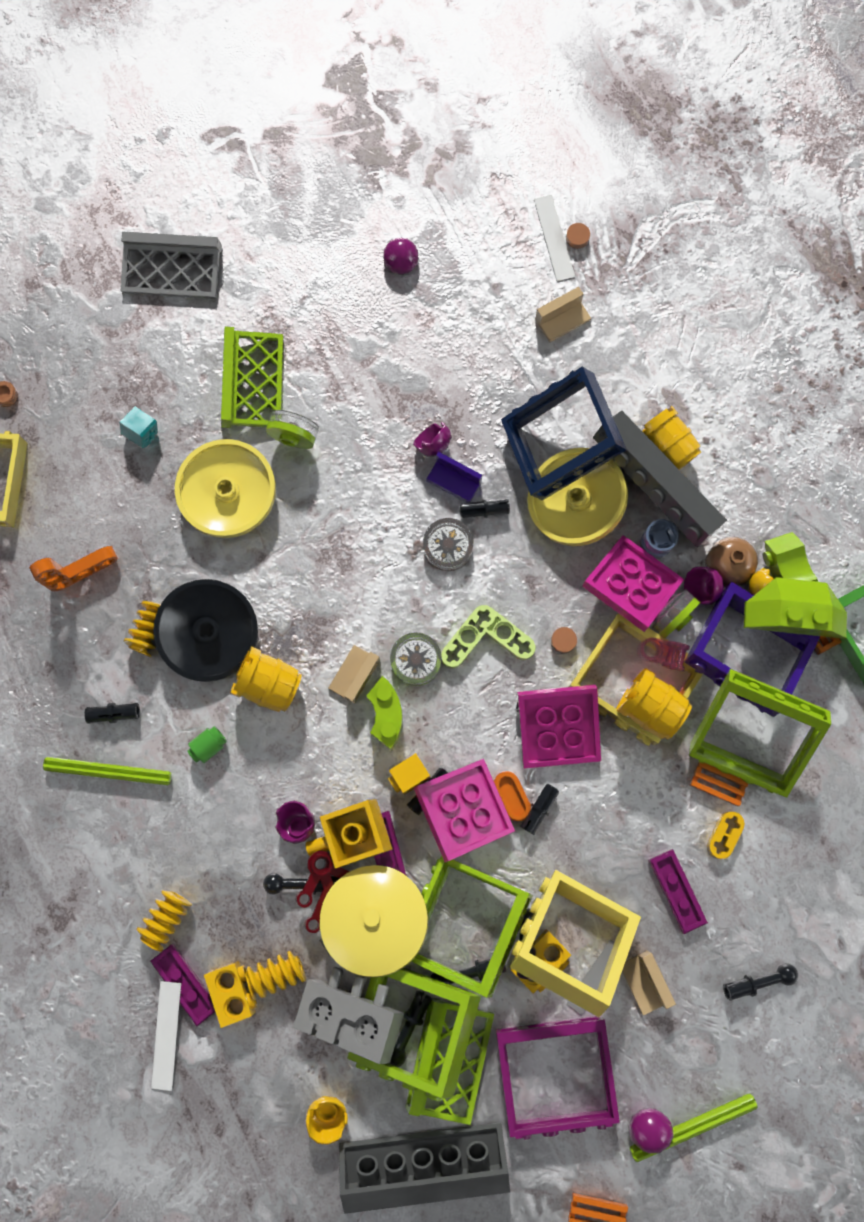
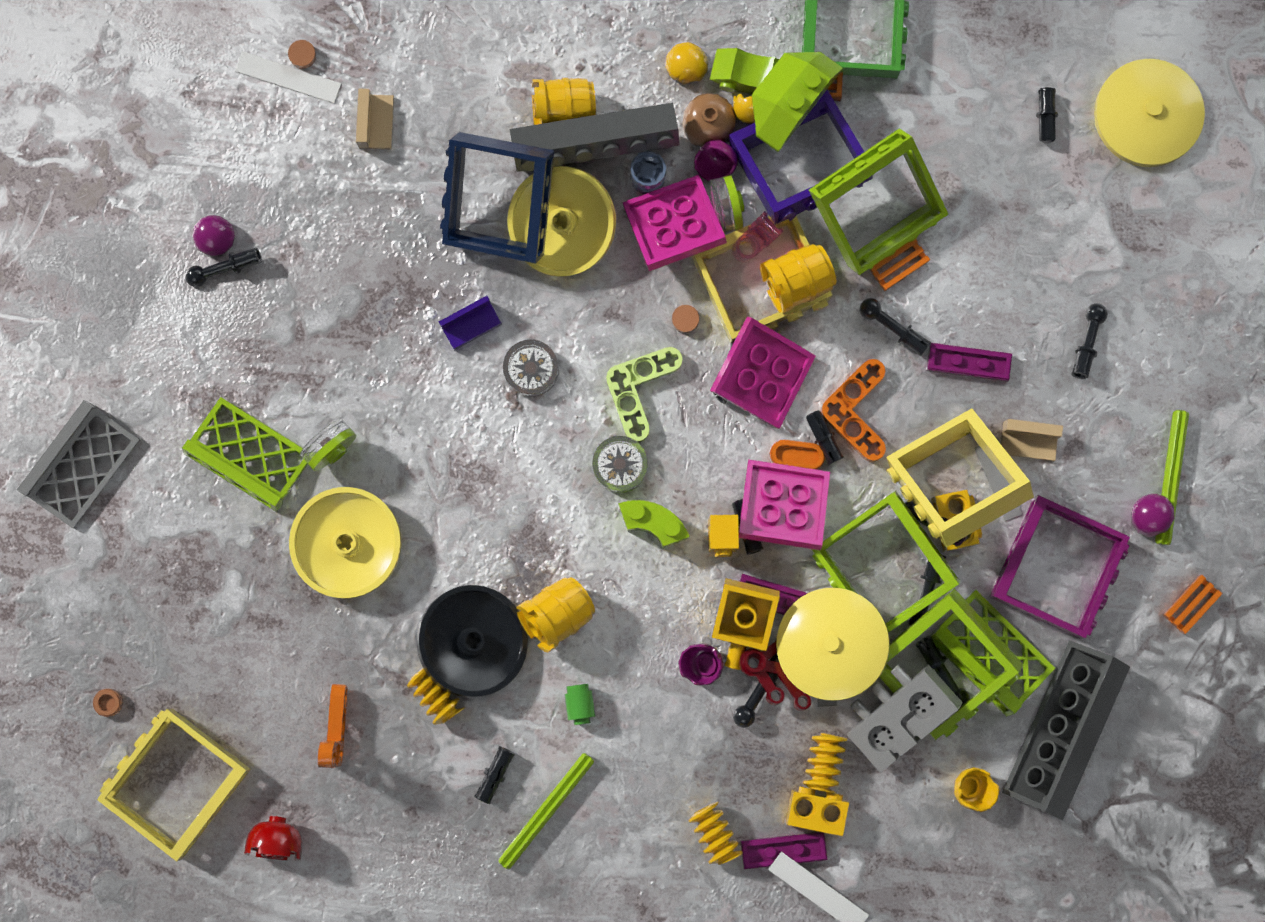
camera: 60 degrees left, 5 degrees up
(139, 427) = (229, 590): teal piece -> none
(354, 674) = (597, 529): tan panel -> none
(390, 283) = (197, 276): none -> black pin
(433, 440) = (420, 319): magenta hair -> none
(484, 508) = (516, 312): black axle -> none
(578, 811) = (847, 404): none -> orange beam
(667, 783) = (871, 309): none -> black pin
(731, 838) = (942, 292): yellow beam -> none
(765, 517) = (686, 63): none -> yellow hair

